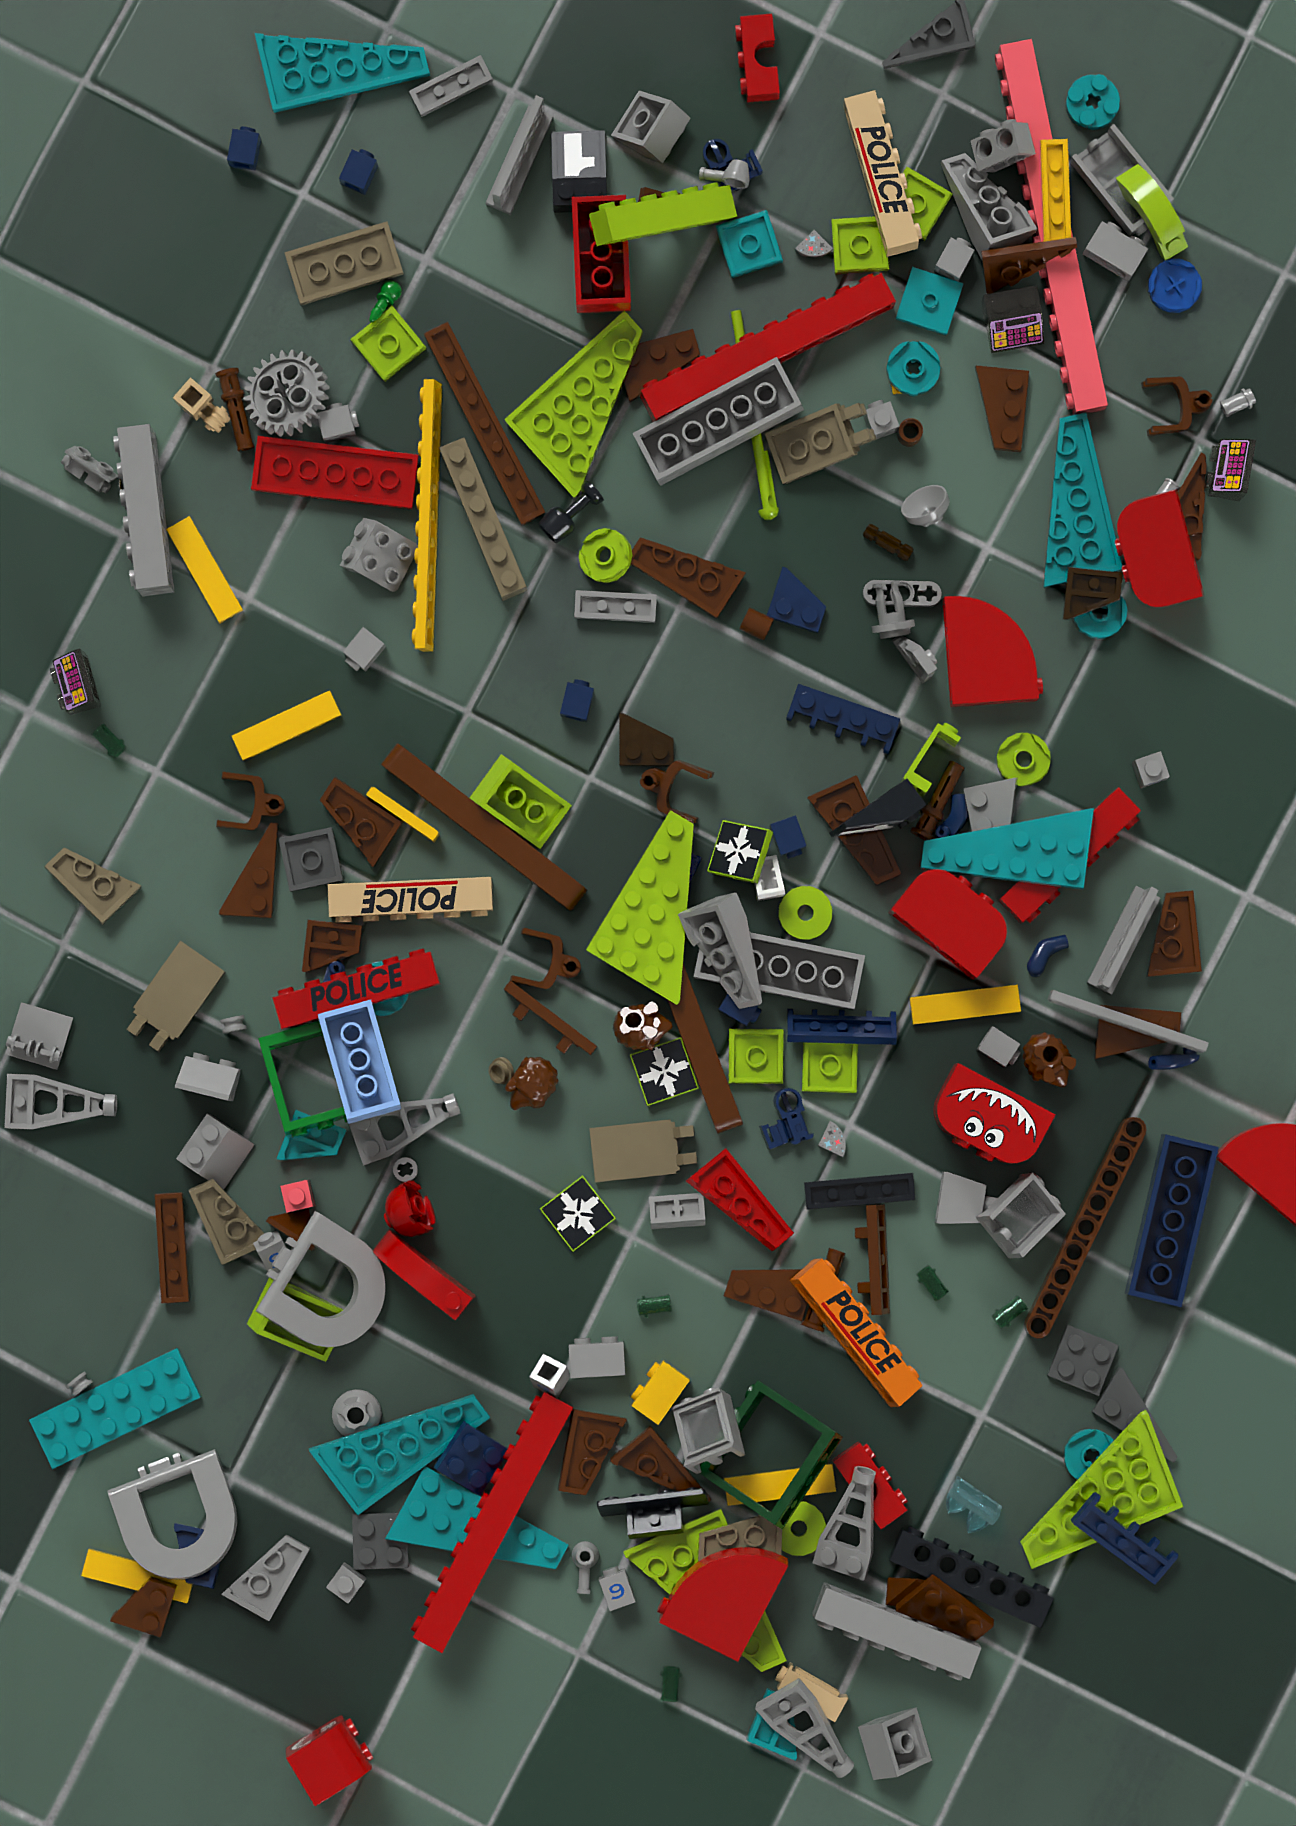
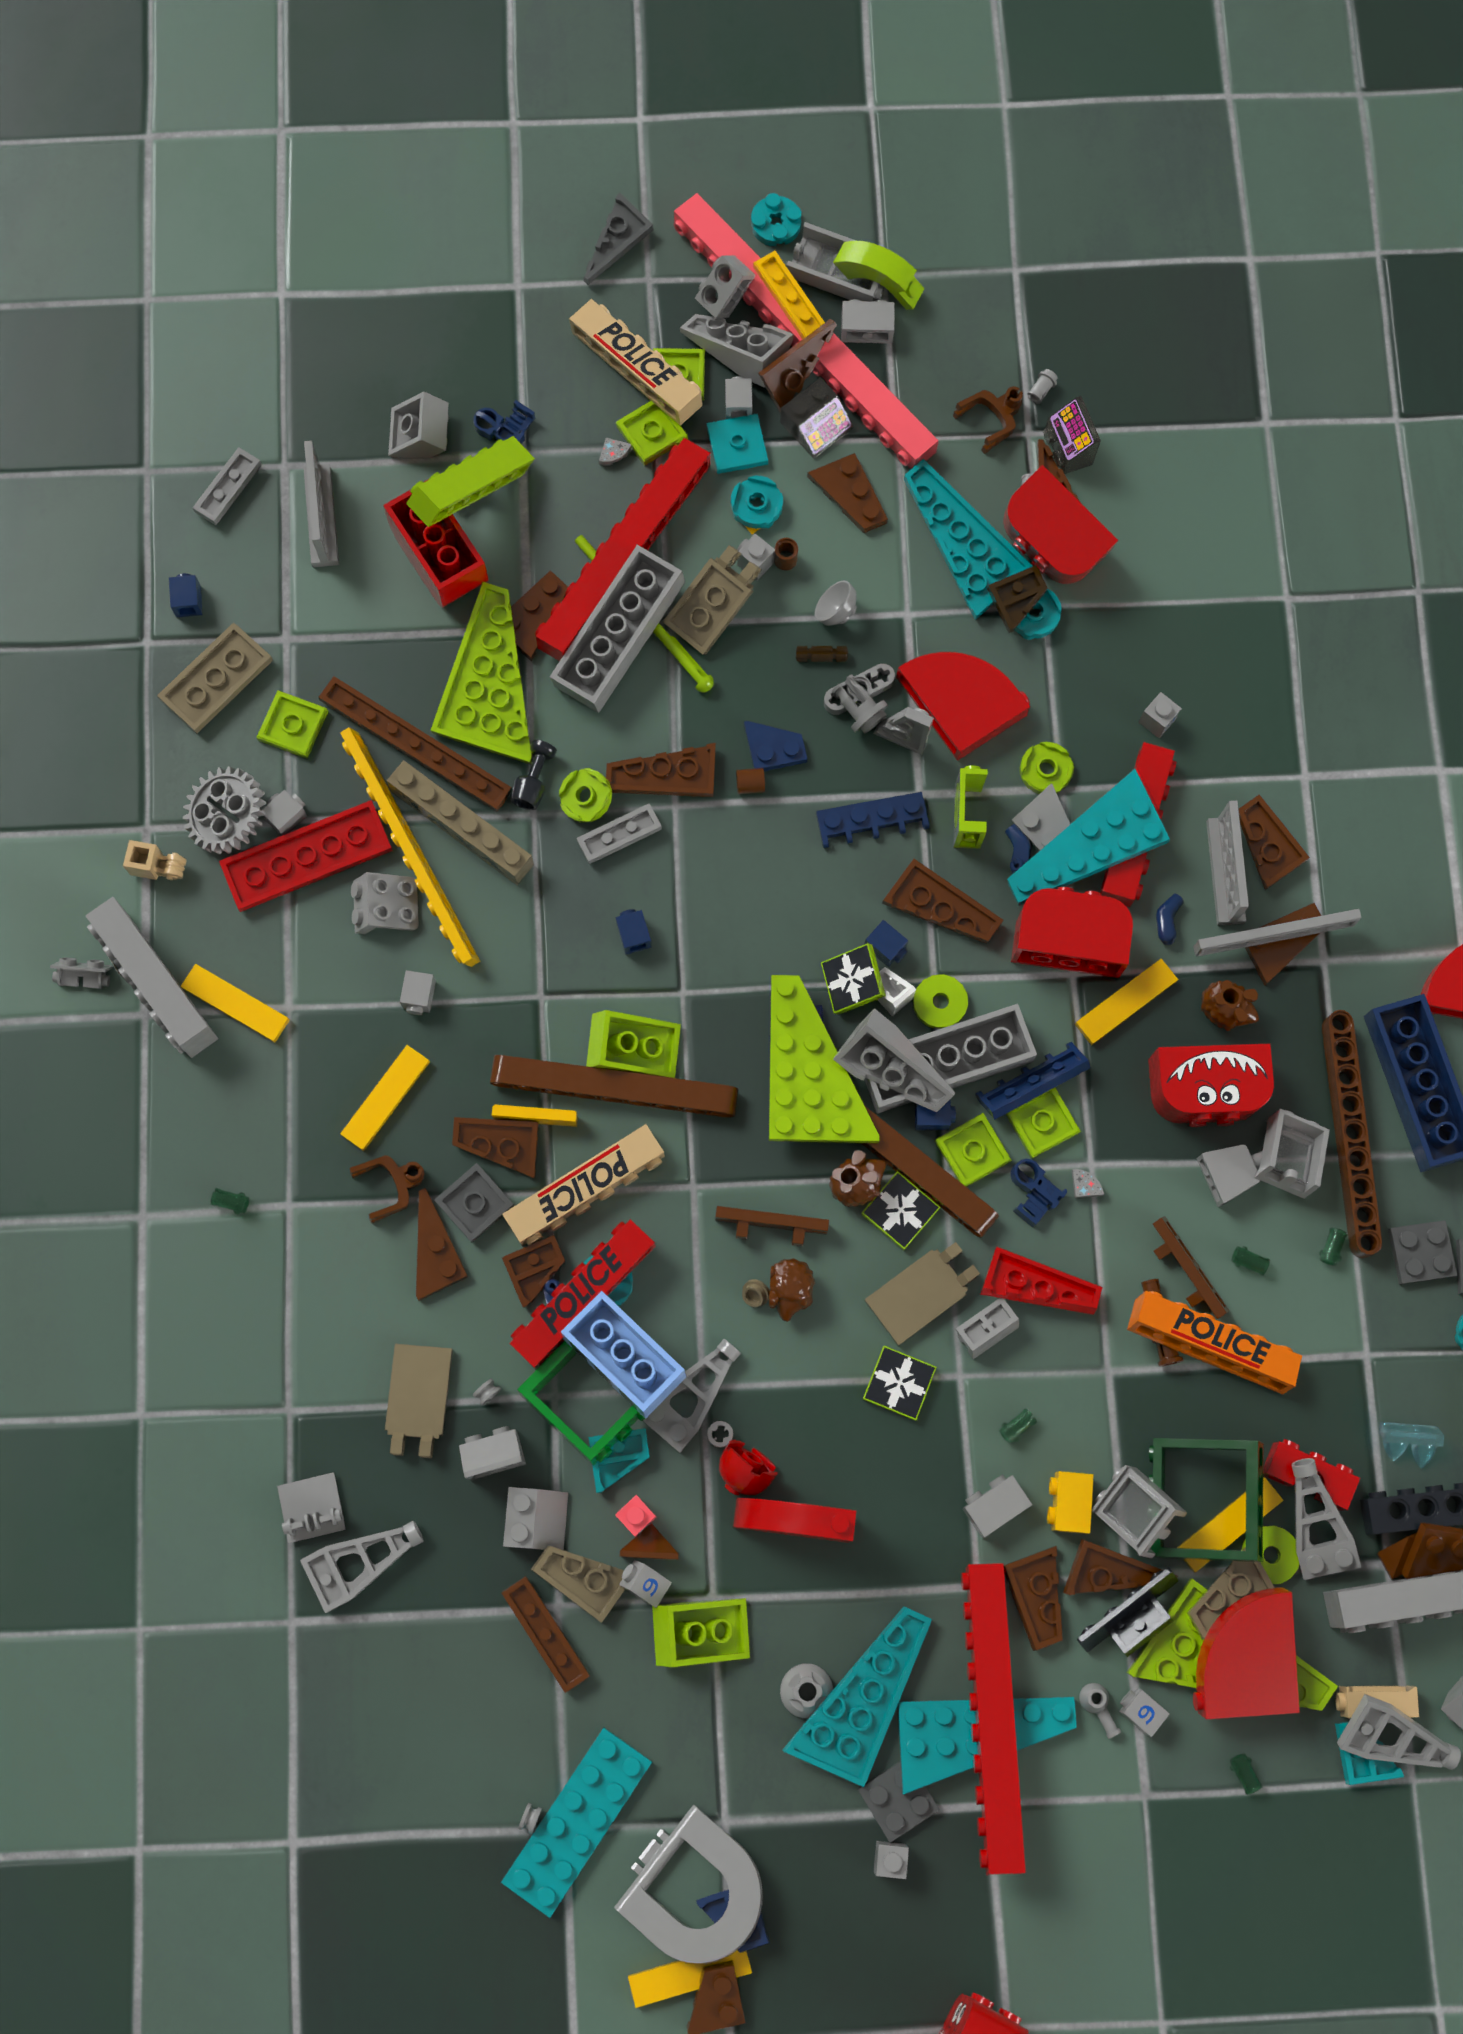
camera: 30 degrees left, 10 degrees down
(75, 682) = (170, 1164): clear smoke slope -> none
(93, 886) = (287, 1340): dark tan wing -> none
(236, 394) = (178, 840): reddish brown pin -> none
(244, 148) = (73, 630): dark blue brick -> none
(268, 1579) = (815, 1902): light grey wing -> none
(324, 69) = (110, 529): teal wing -> none
(366, 1276) = (752, 1571): light grey piece -> none
(389, 293) = (269, 684): green bar -> none
(471, 1458) = (937, 1668): dark blue plate -> none
(550, 1376) = (964, 1546): light grey brick -> none
(557, 964) = (749, 1168): reddish brown piece -> none
(577, 167) = (368, 490): slope -> none
(643, 744) = (712, 937): dark brown wing -> none
(664, 781) = (750, 956): reddish brown piece -> none
(735, 174) = (513, 425): light grey bar -> none
(749, 244) = (557, 478): teal plate -> none
(759, 82) = (489, 345): red arch -> none
(767, 1290) = (1111, 1353): reddish brown wing -> none
(859, 1191) = (1136, 1216): black plate -> none
(893, 808) = (964, 866): black slope -> none
(932, 812) = (997, 855): reddish brown pin -> none
(999, 1047) = (1179, 1020): light grey brick -> none
(1173, 1061) = (1335, 946): dark blue arm -> none
(1174, 285) = (932, 325): blue tile -> none

